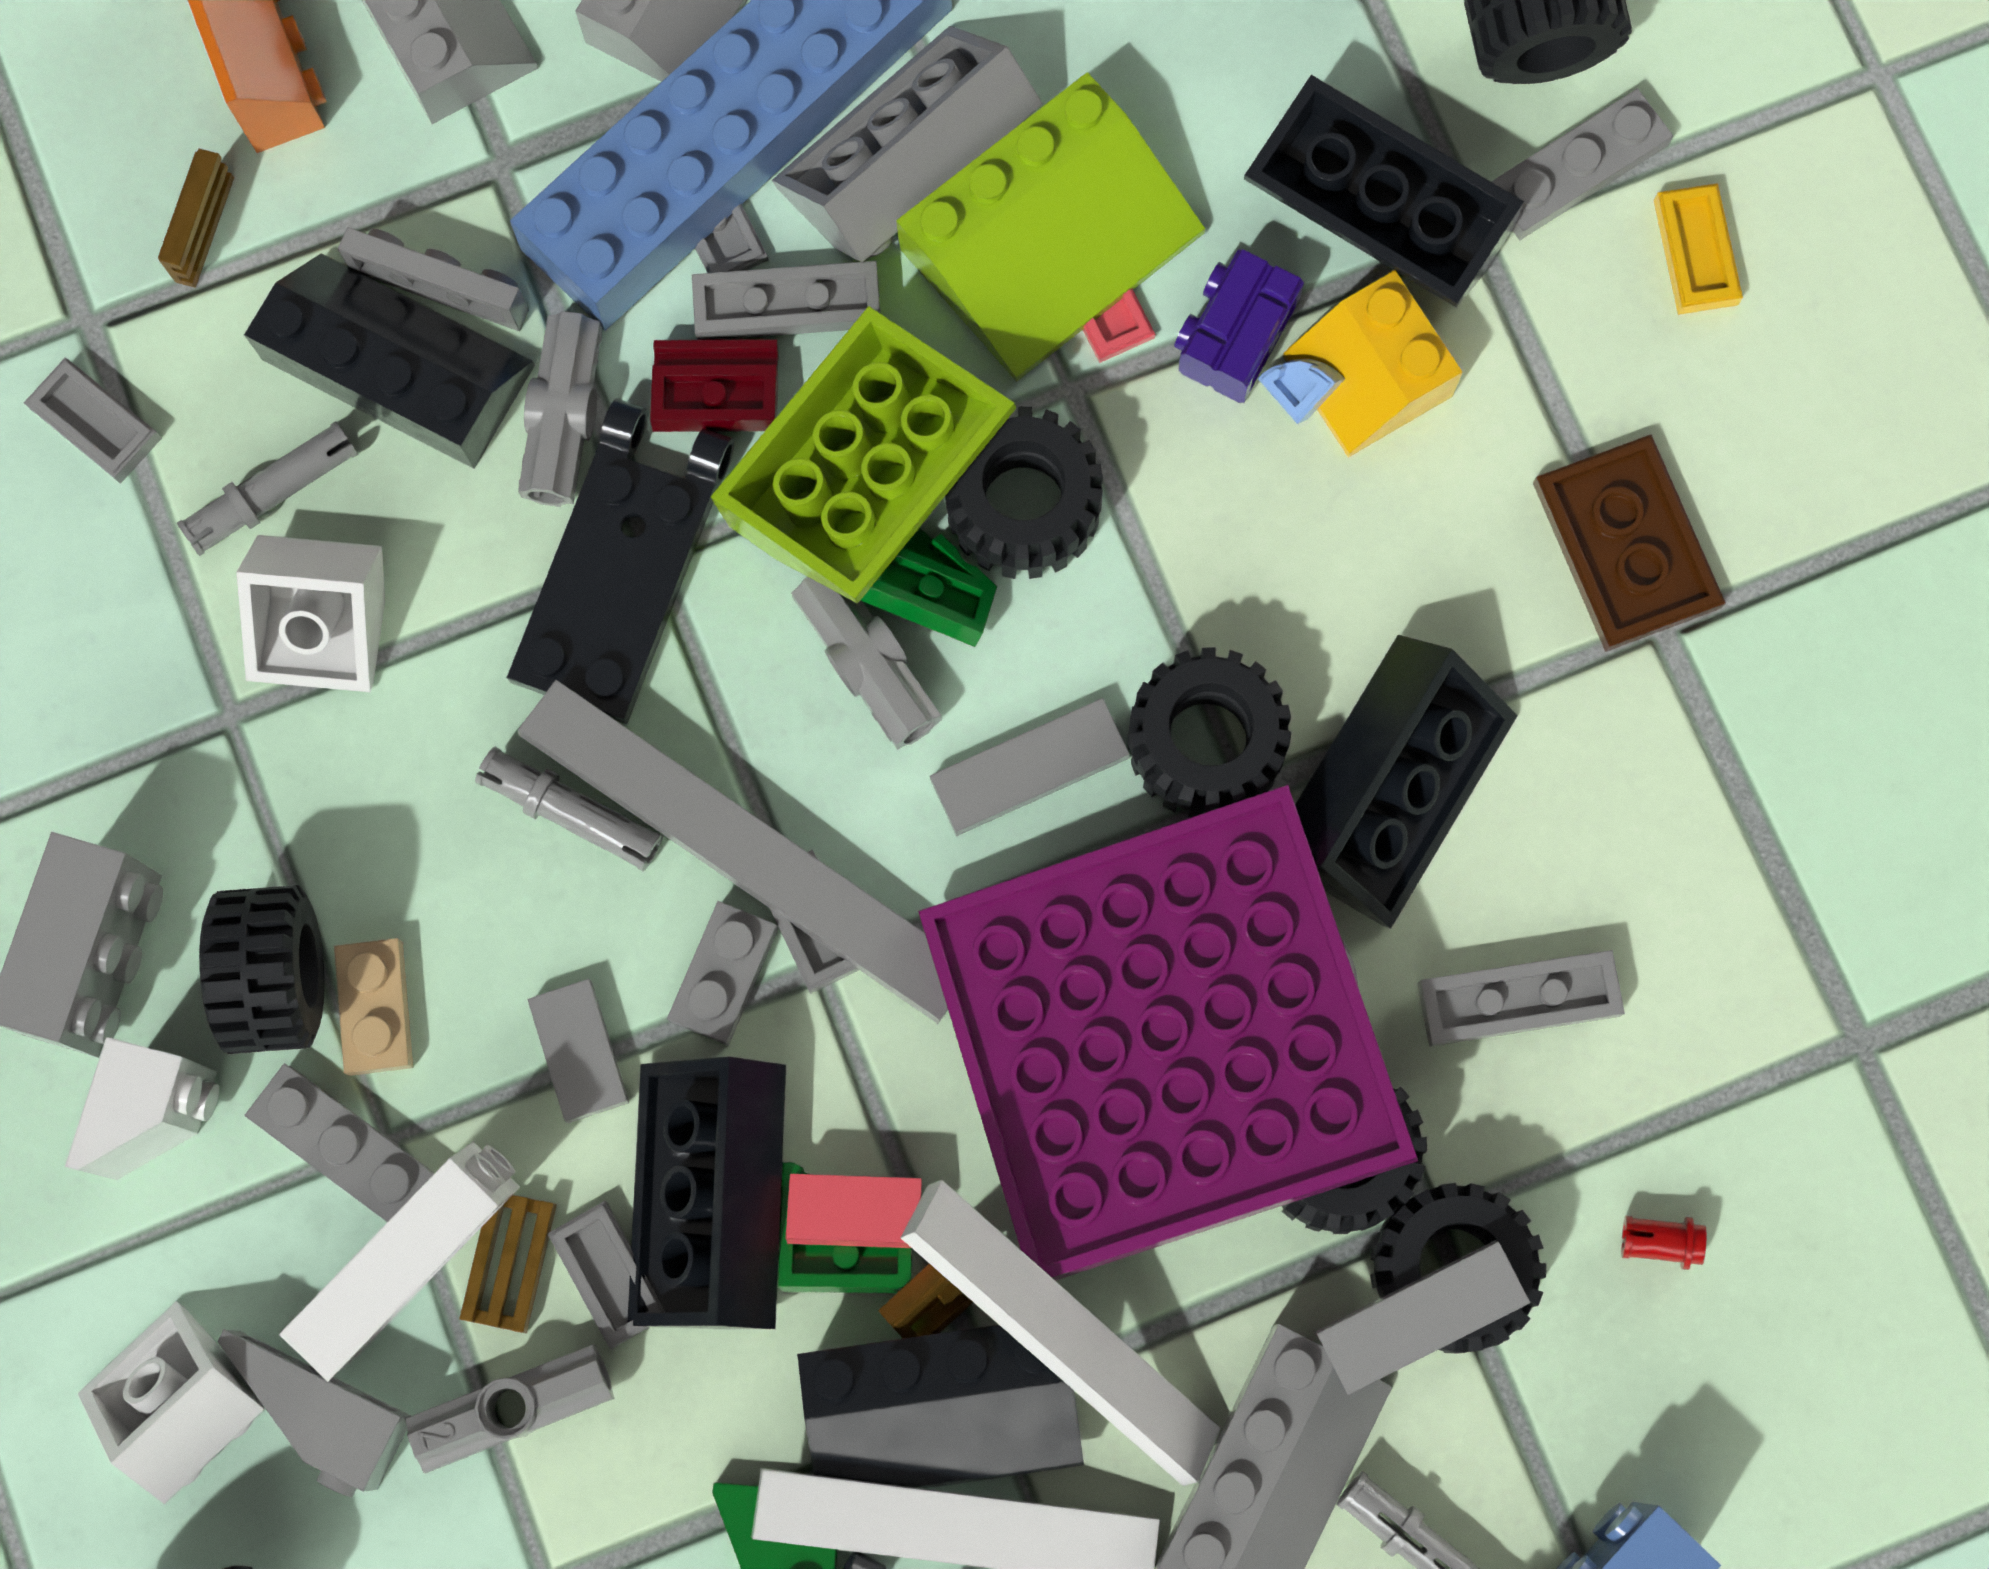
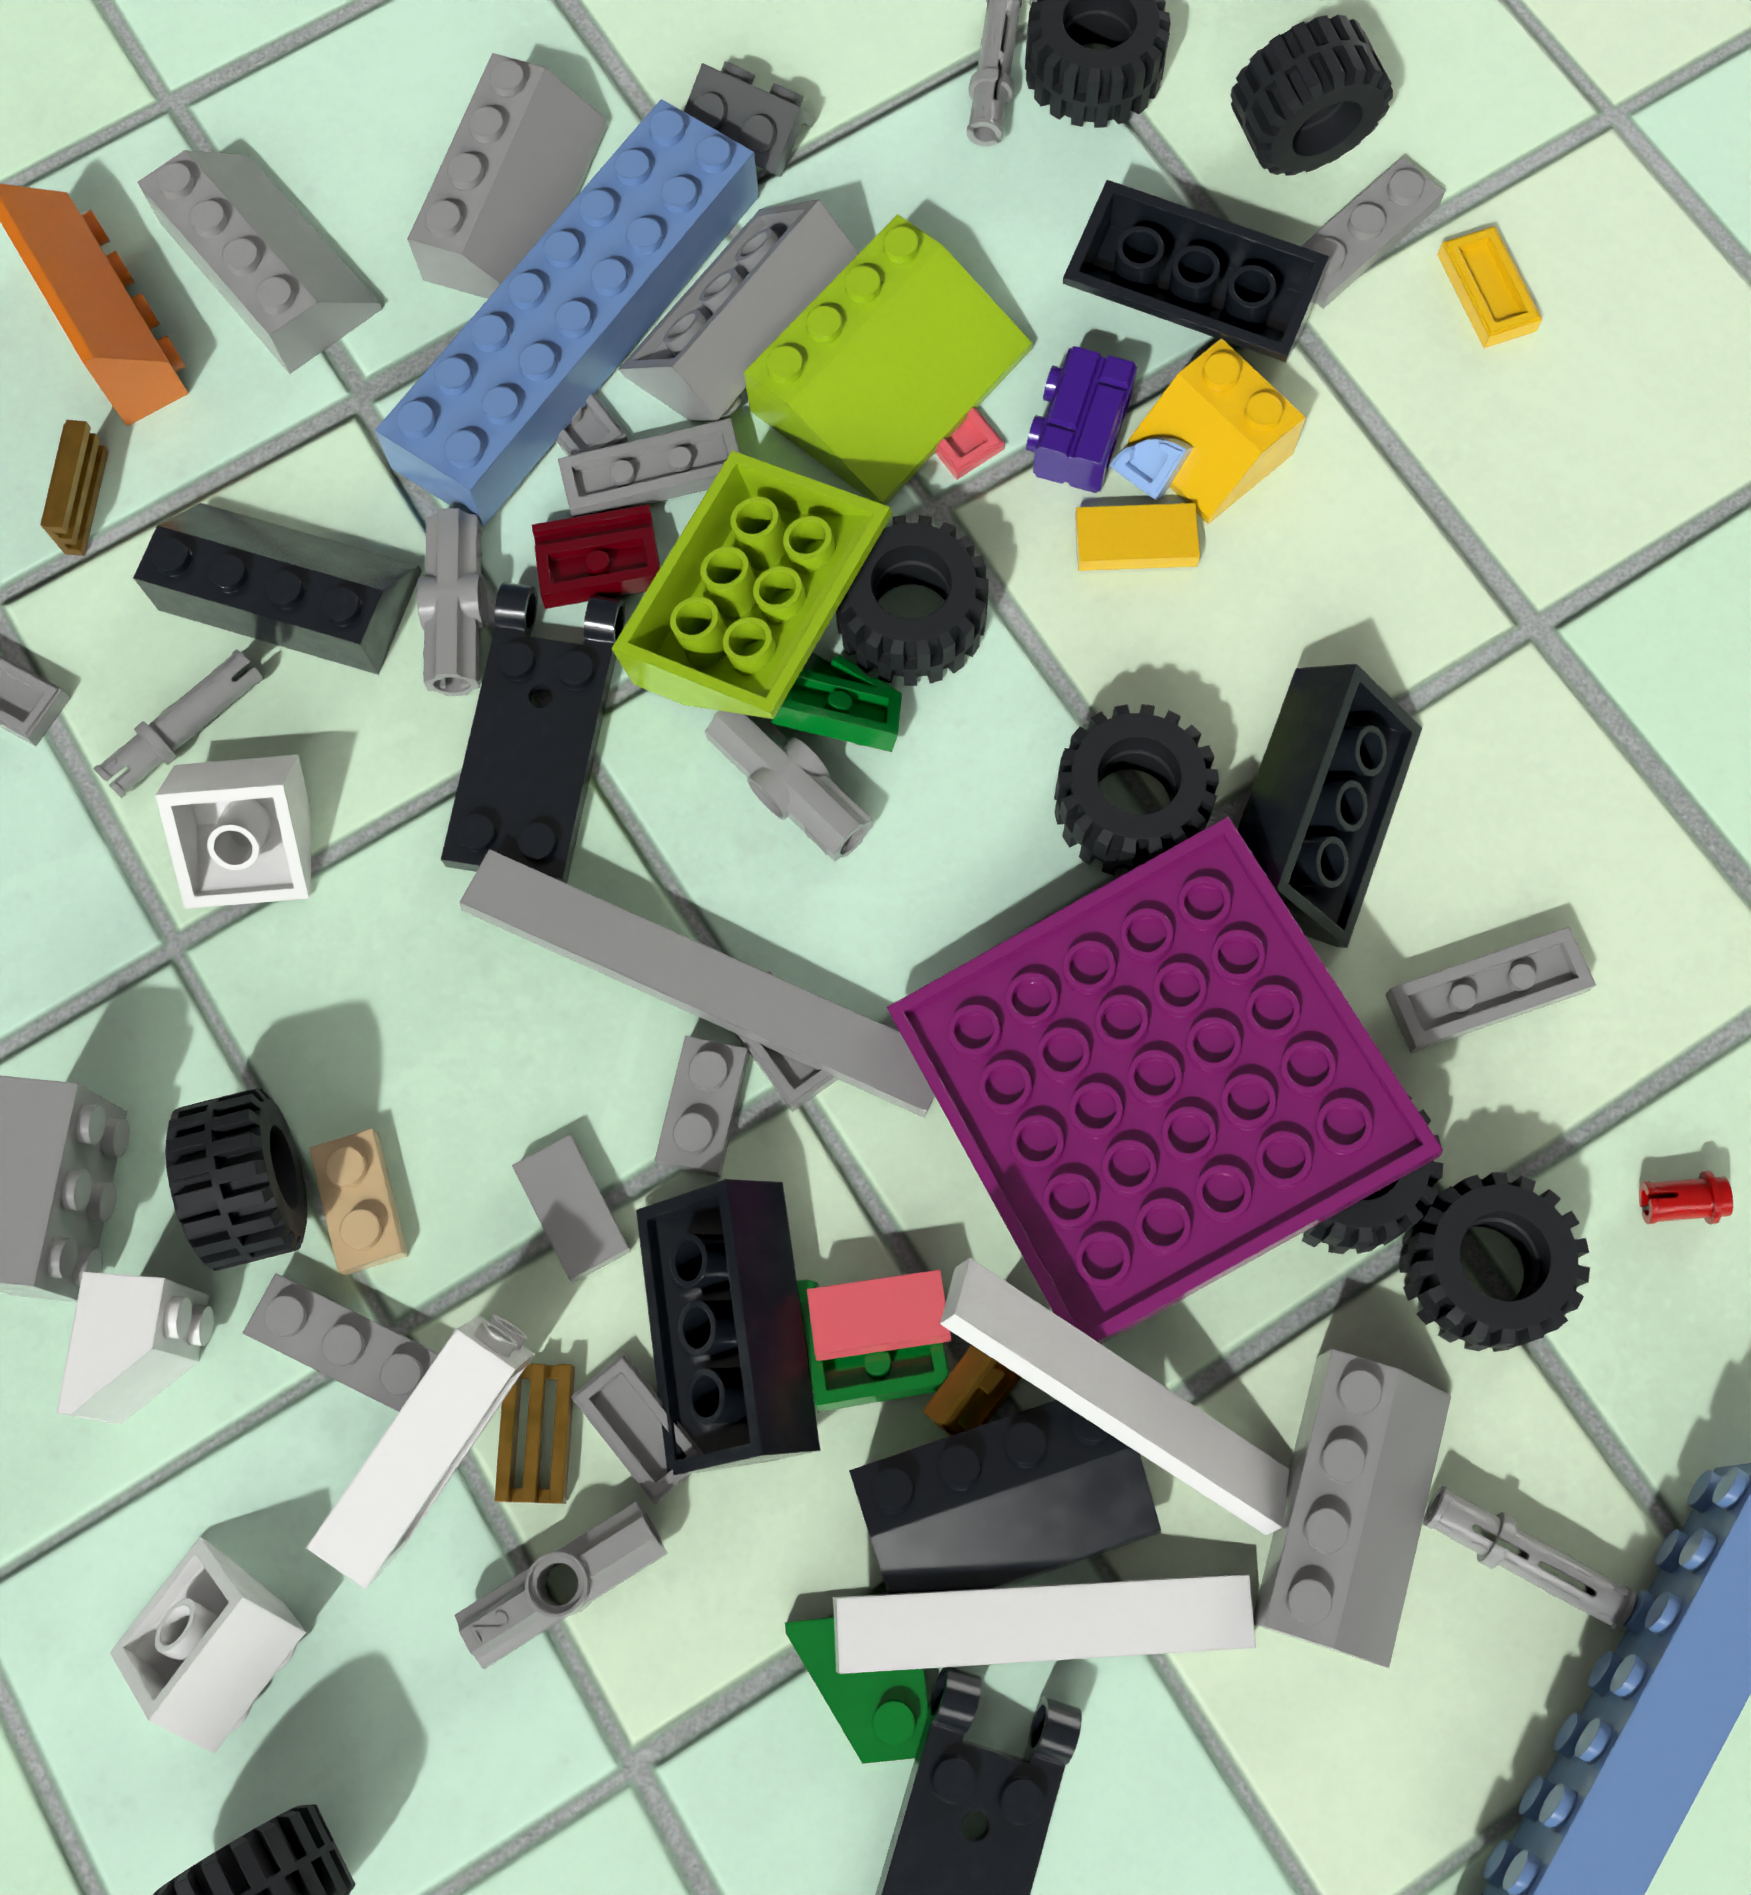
camera: 10 degrees left, 5 degrees down
(324, 1421) = (369, 1632): light grey slope -> none
(434, 277) = (312, 503): light grey plate -> none
(547, 797) = (497, 965): light grey pin -> none
(1029, 767) = (965, 856): light grey tile -> none
(1270, 460) = (1137, 536): none -> yellow tile
(1422, 1317) = (1478, 1313): light grey tile -> none
(1628, 543) = (1489, 554): reddish brown tile -> none

